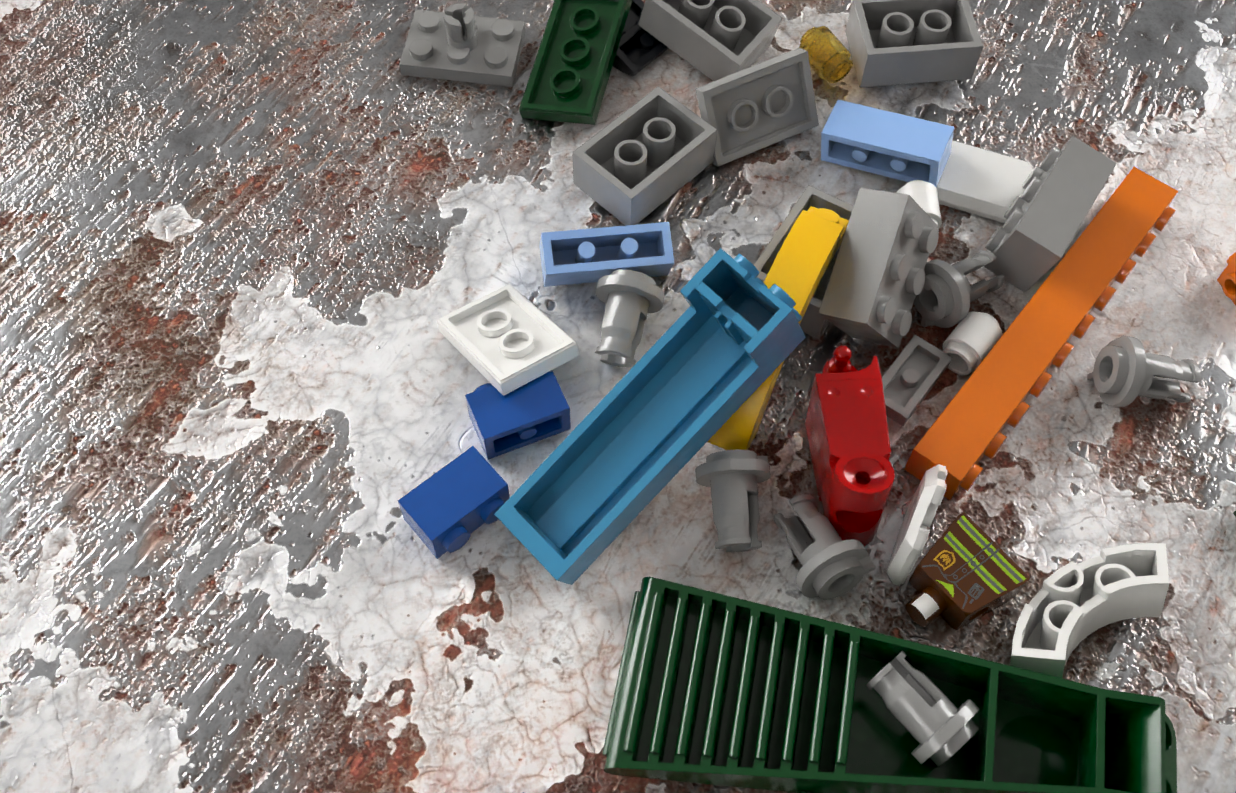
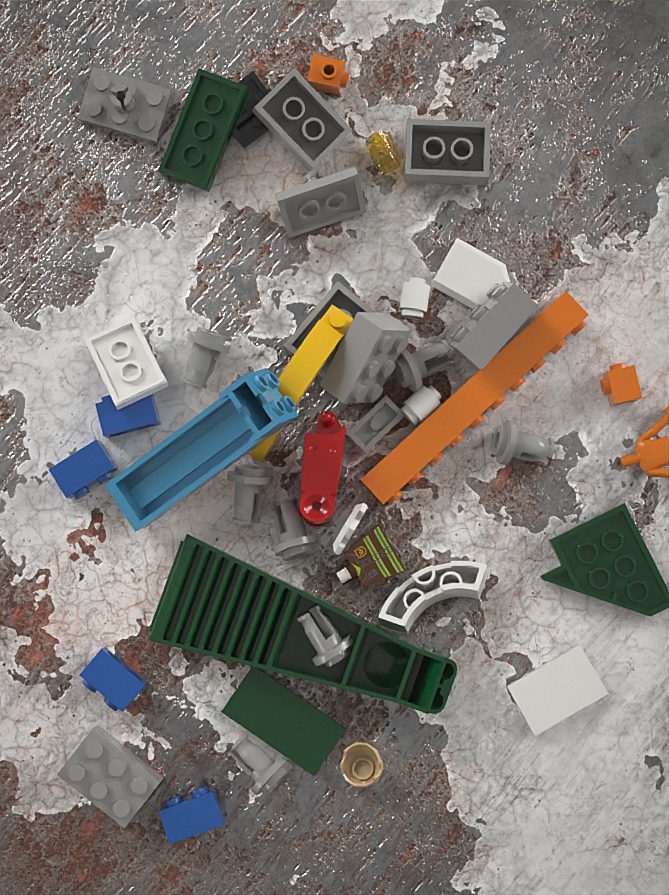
camera: 10 degrees right, 25 degrees up
(597, 252) = (197, 309): light blue brick -> none
(644, 156) = (236, 232): light grey brick -> none
(886, 143) = (405, 241): light blue brick -> none

